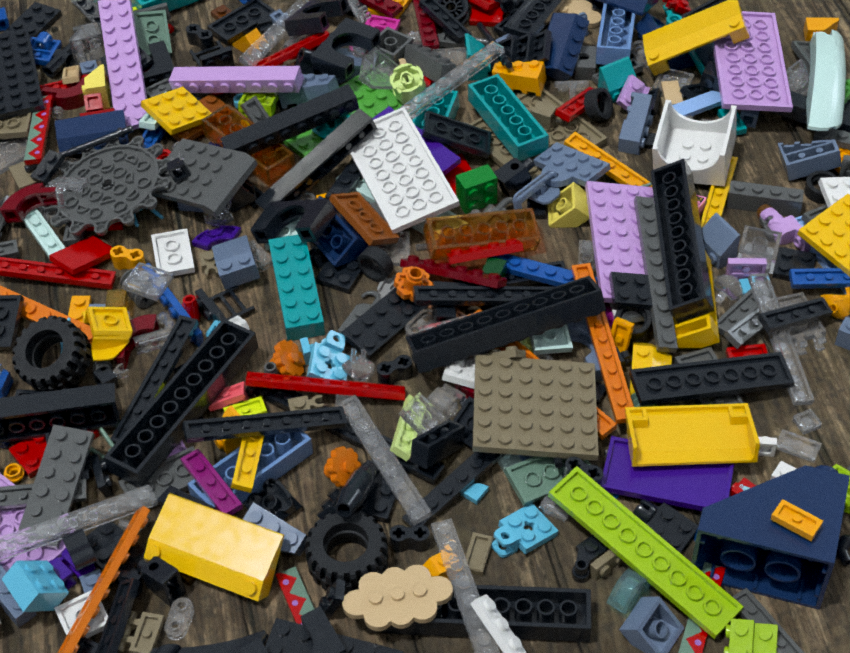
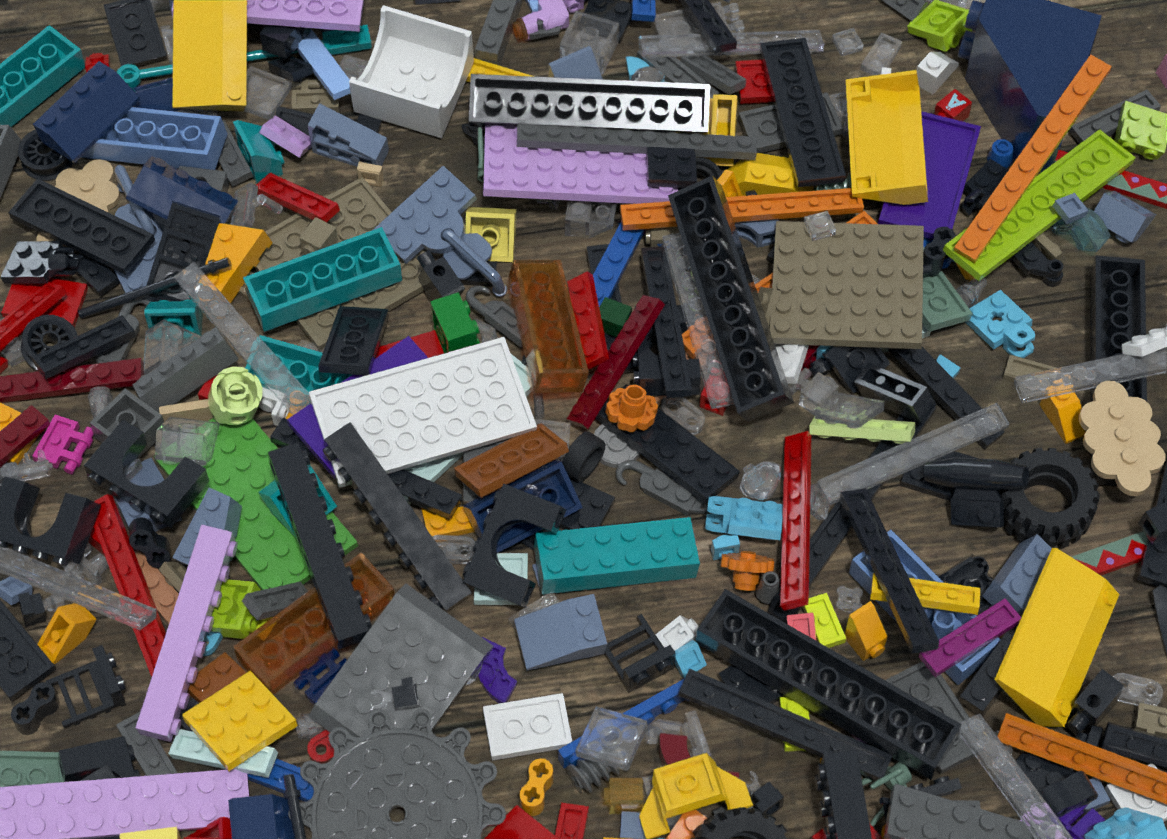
camera: 90 degrees left, 10 degrees up
(191, 306) = (648, 685): red plant -> none
(208, 264) = (545, 678): dark tan plate -> none
(304, 403) = (825, 547): dark tan plate -> none
(333, 598) = (1115, 512): black plate -> none
(341, 465) = (922, 504): orange plant -> none
(396, 370) = (761, 443): black axle -> none
(407, 538) = (1017, 434): black axle -> none
(586, 383) = (819, 225): none -> clear plate
(591, 104) = (303, 175): black tyre -> none
(610, 142) = (371, 173): none -> tan tile
(617, 171) = (449, 156): light orange plate -> none
(633, 564) = (1070, 208): none -> sand blue plate
(663, 510) = (1032, 158): none -> orange plate
(671, 91) = (293, 93): tan tile -> none
(744, 267) = (619, 49): lavender plate -> none
(796, 520) = (1058, 33): light orange plate -> none

